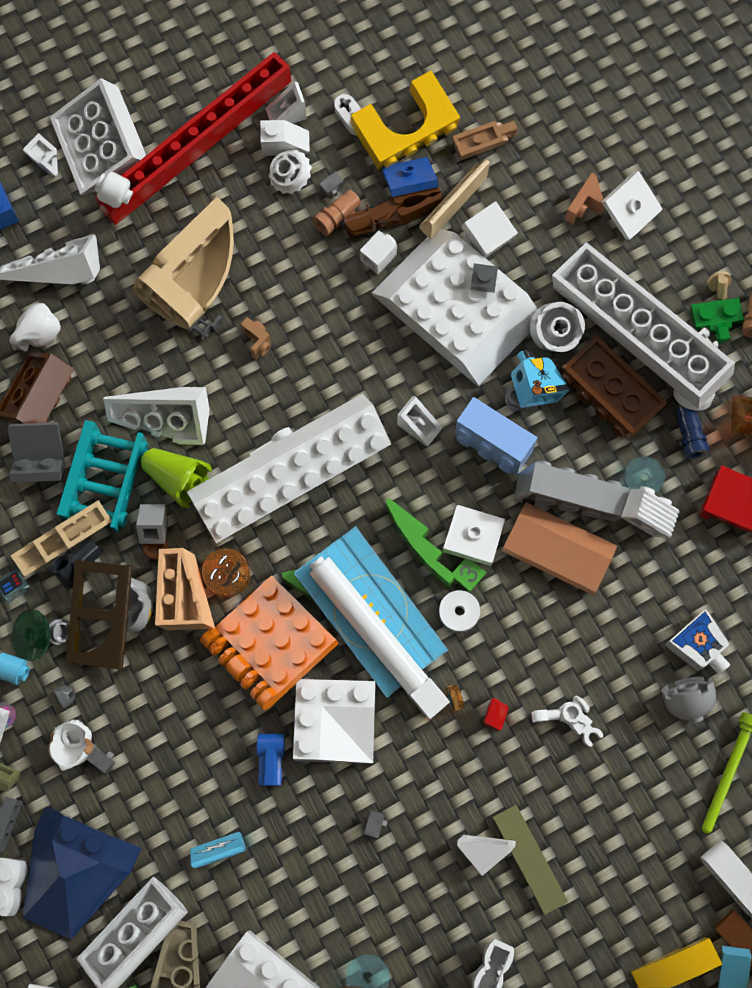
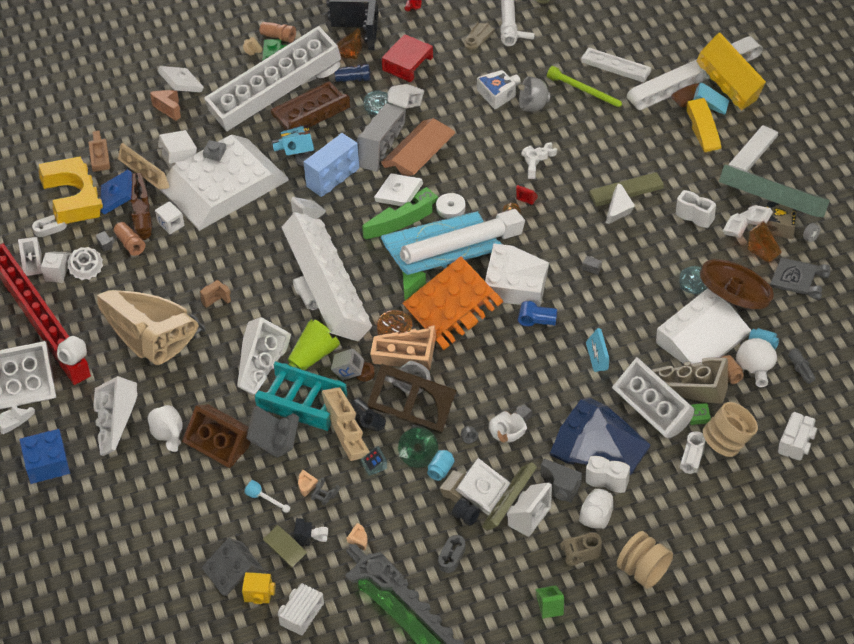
camera: 80 degrees left, 25 degrees down
(564, 338) = (260, 124): white brick -> none

